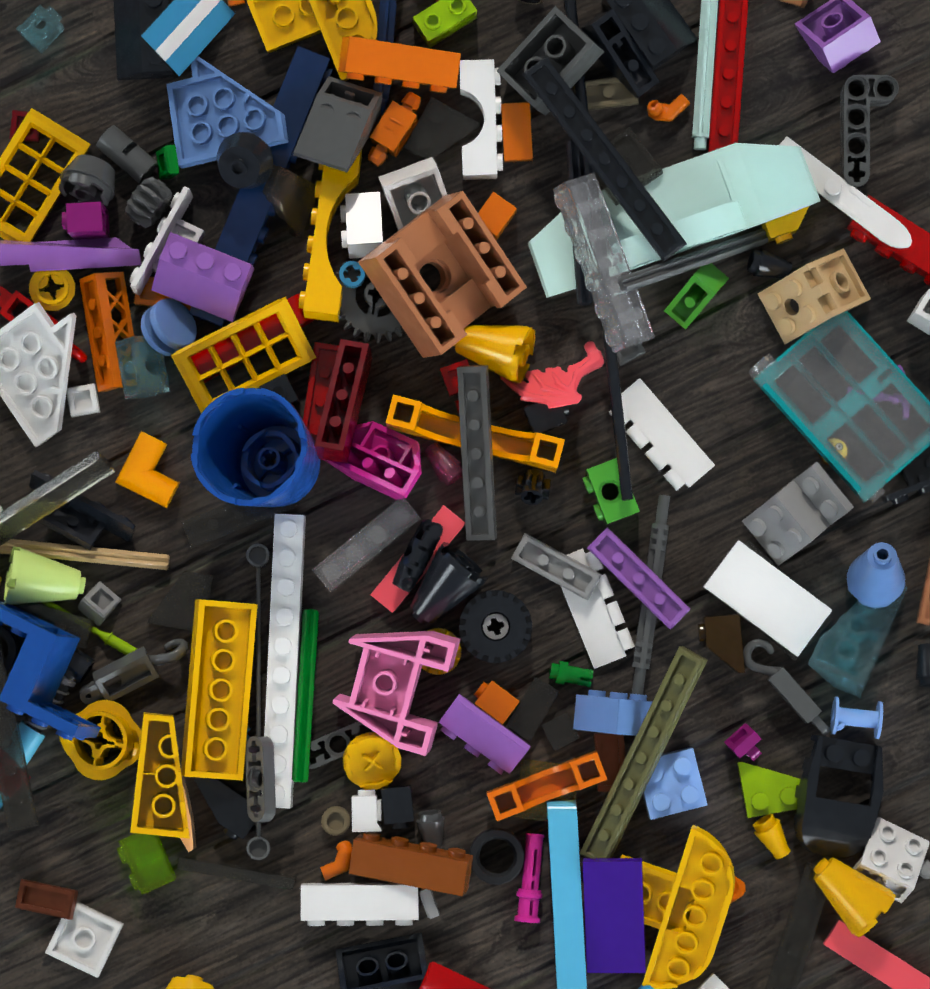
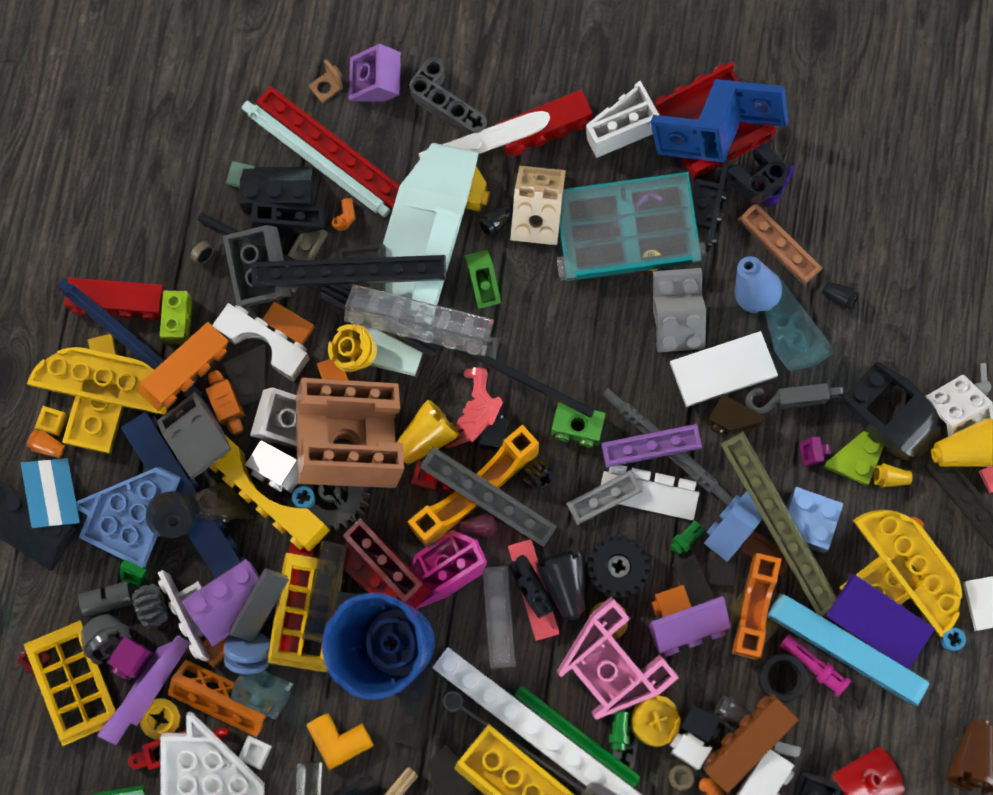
camera: 55 degrees left, 10 degrees down
(218, 307) = (258, 605): none -> dark grey tile
(276, 359) = (324, 590): none -> clear smoke tile
(331, 736) = (619, 731): none -> green animal
(530, 217) = (352, 348): none -> yellow cone
(668, 438) = (565, 363): white windscreen -> none
(692, 260) = (458, 263): dark grey axle -> none
(856, 717) = (838, 374): light blue piece -> none

